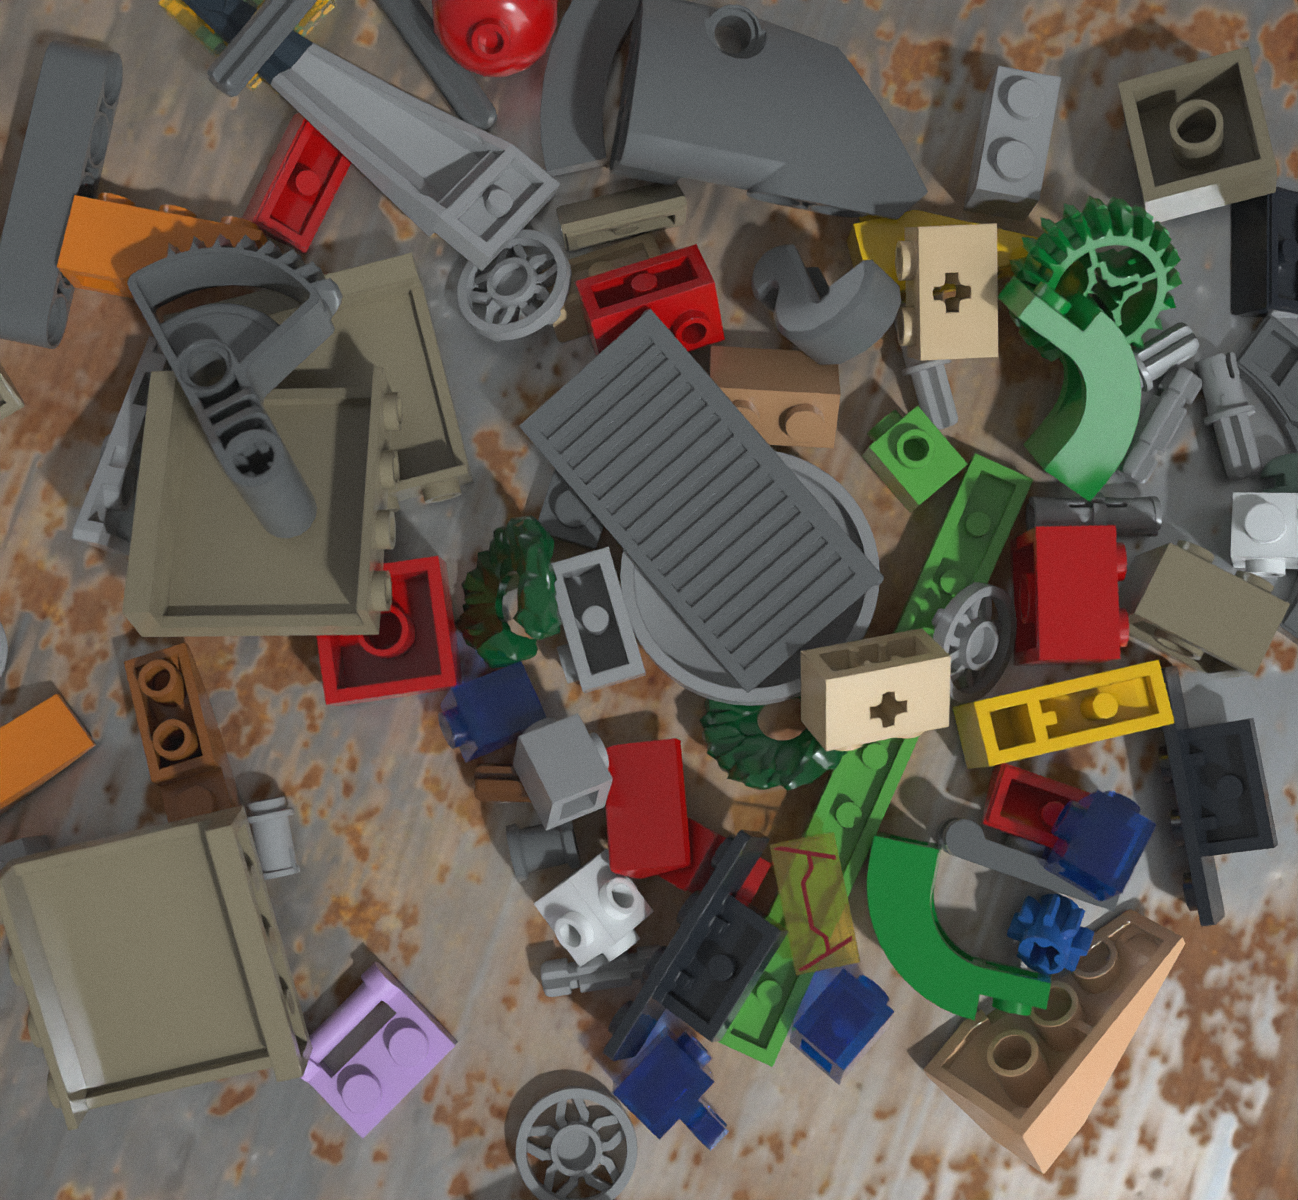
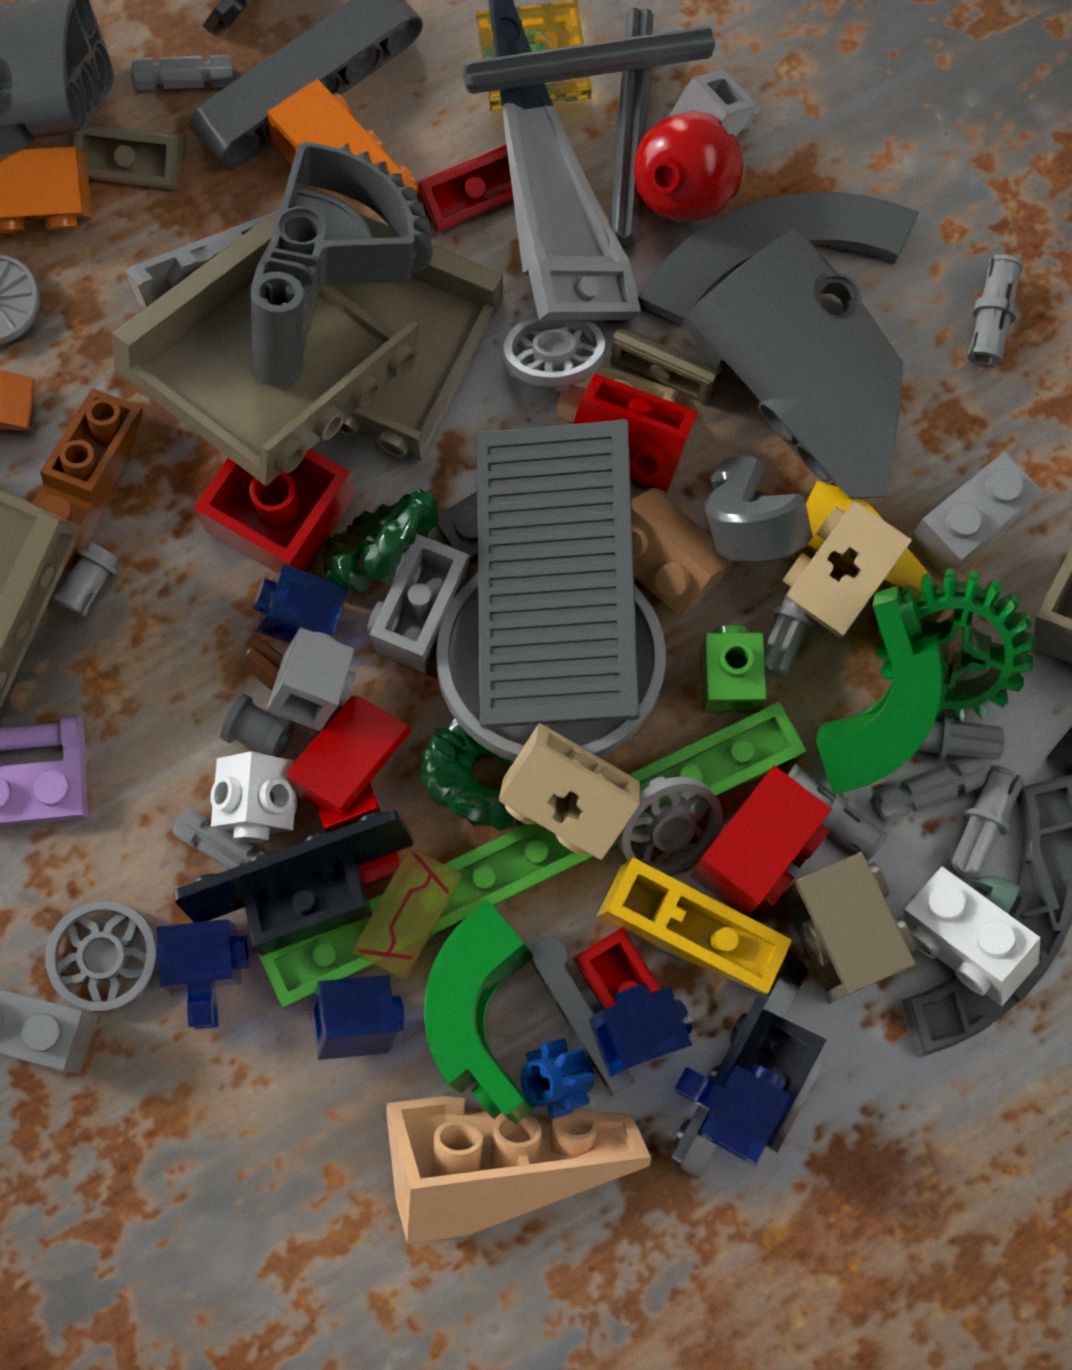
camera: 40 degrees right, 10 degrees down
(1235, 841) = (741, 1113): none -> clear blue brick

